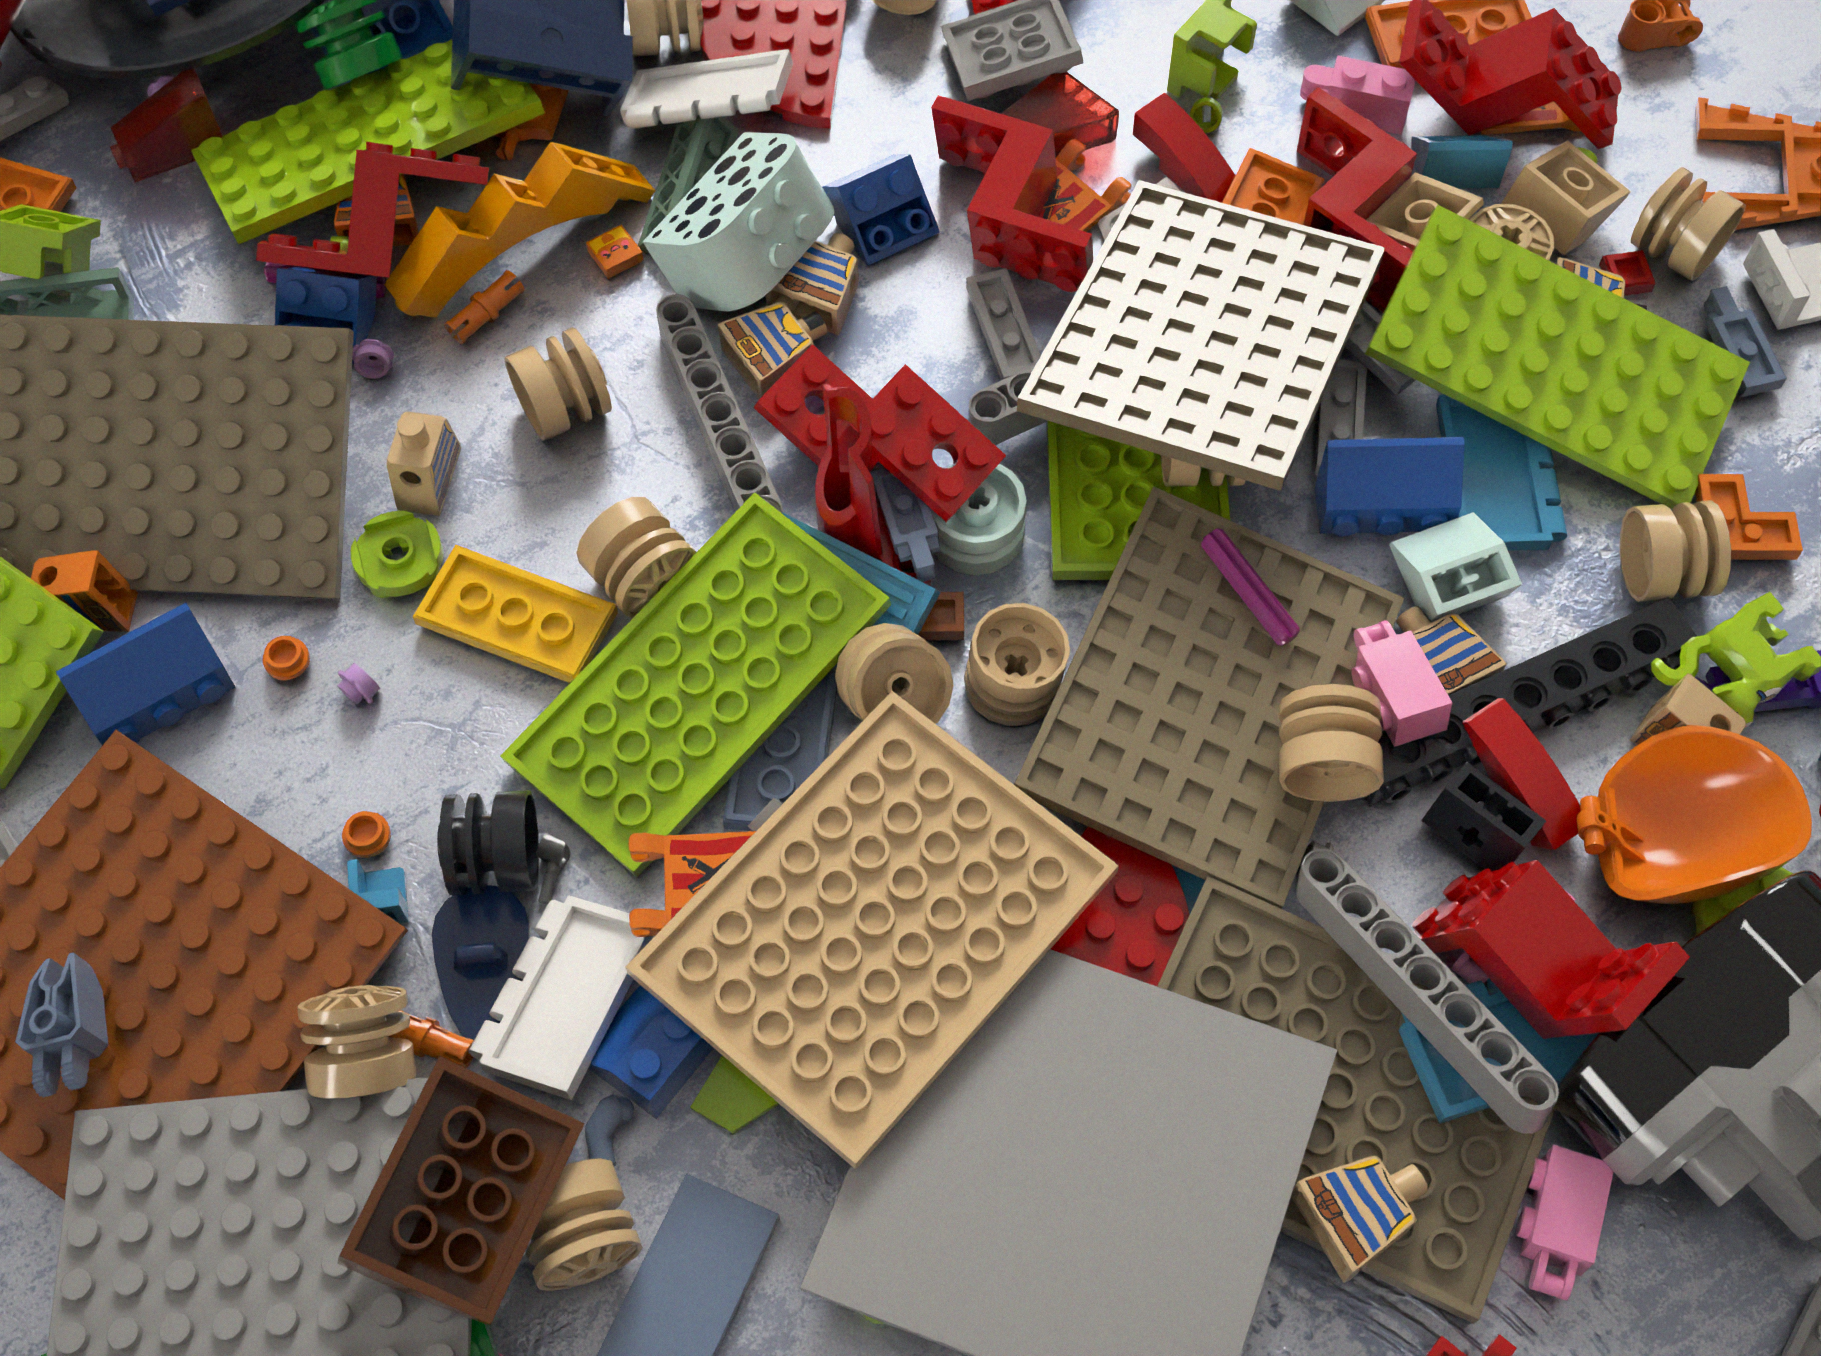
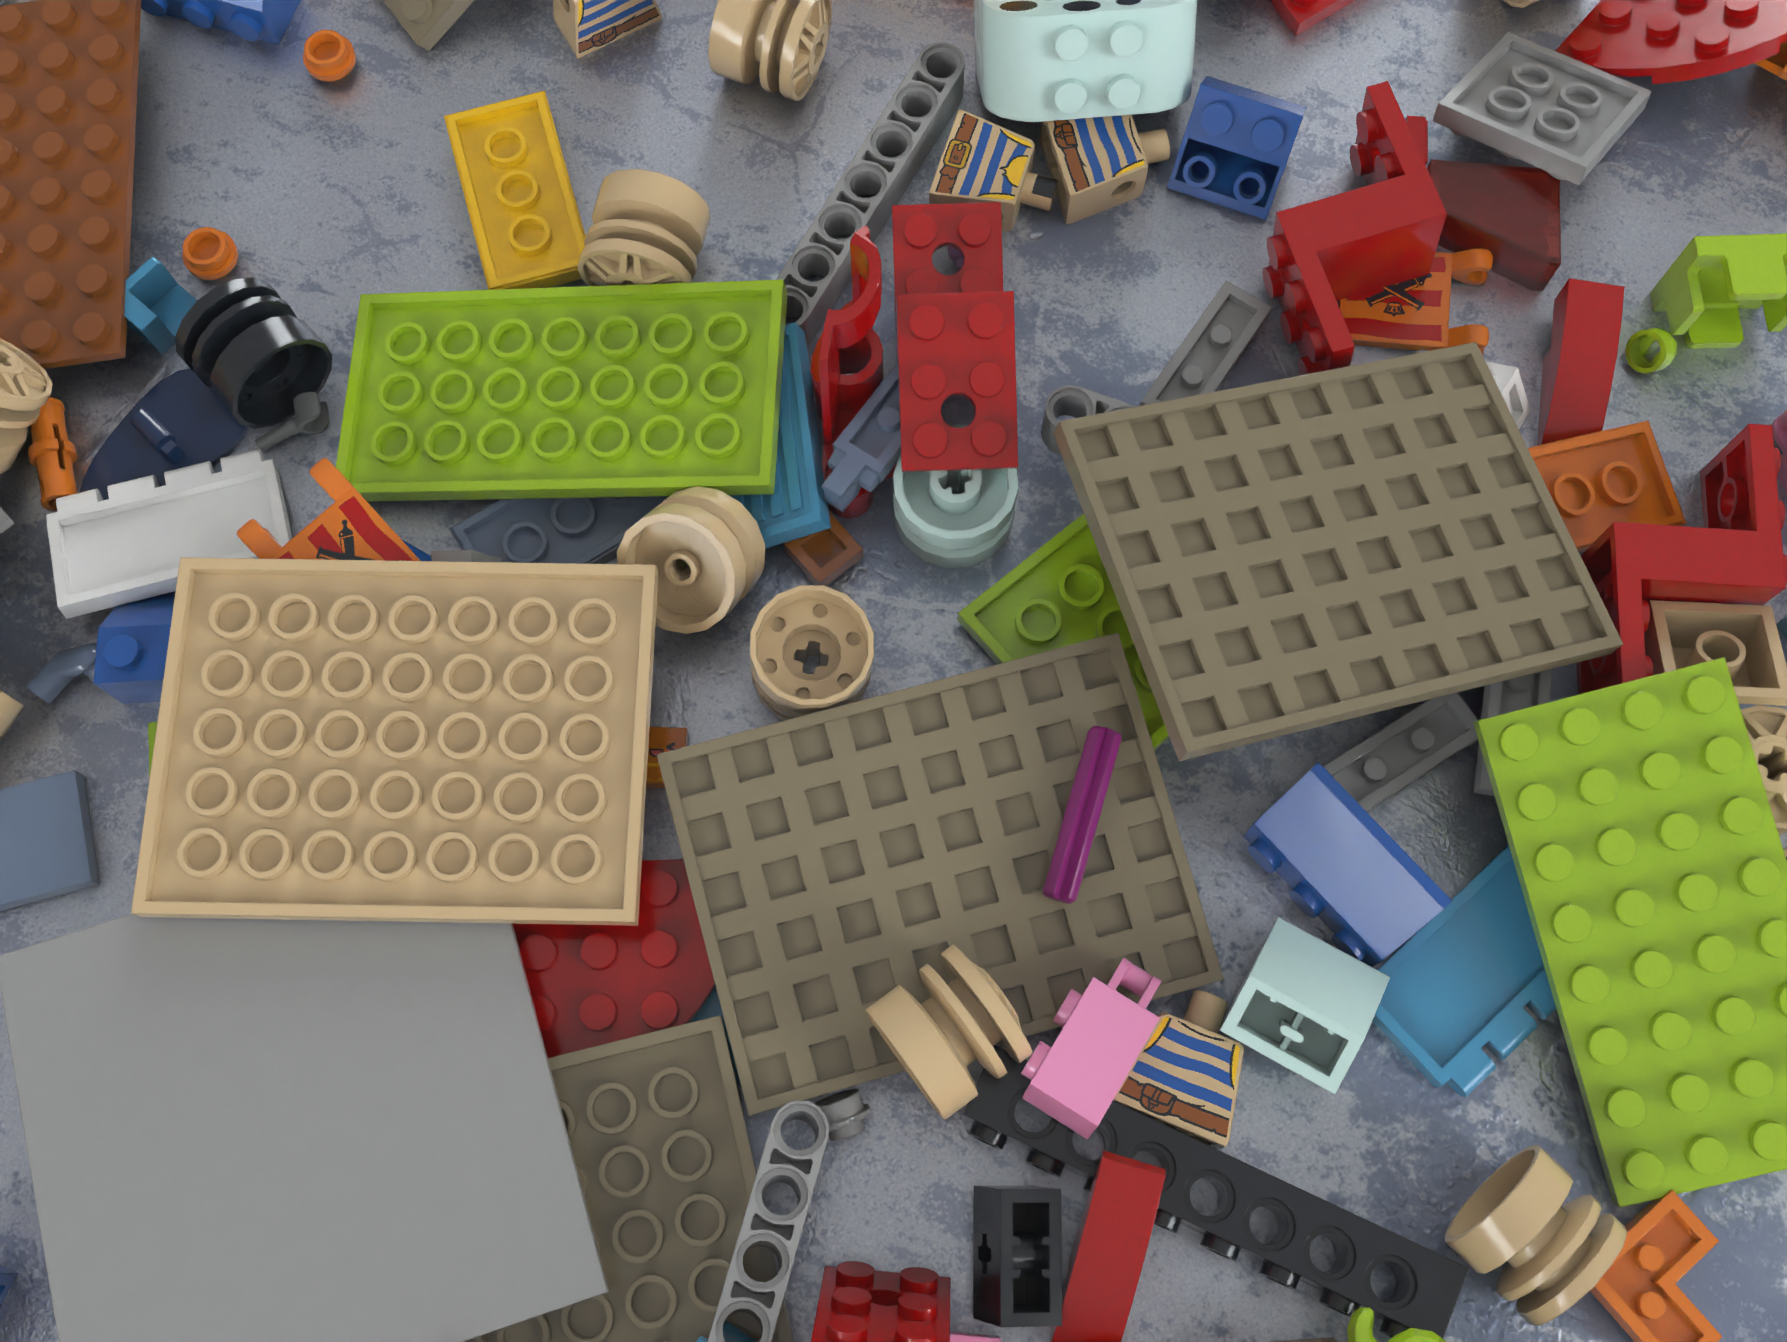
camera: 50 degrees right, 10 degrees up
(357, 684) = (346, 130): lavender plate -> none
(401, 576) = (506, 79): lime plate -> none

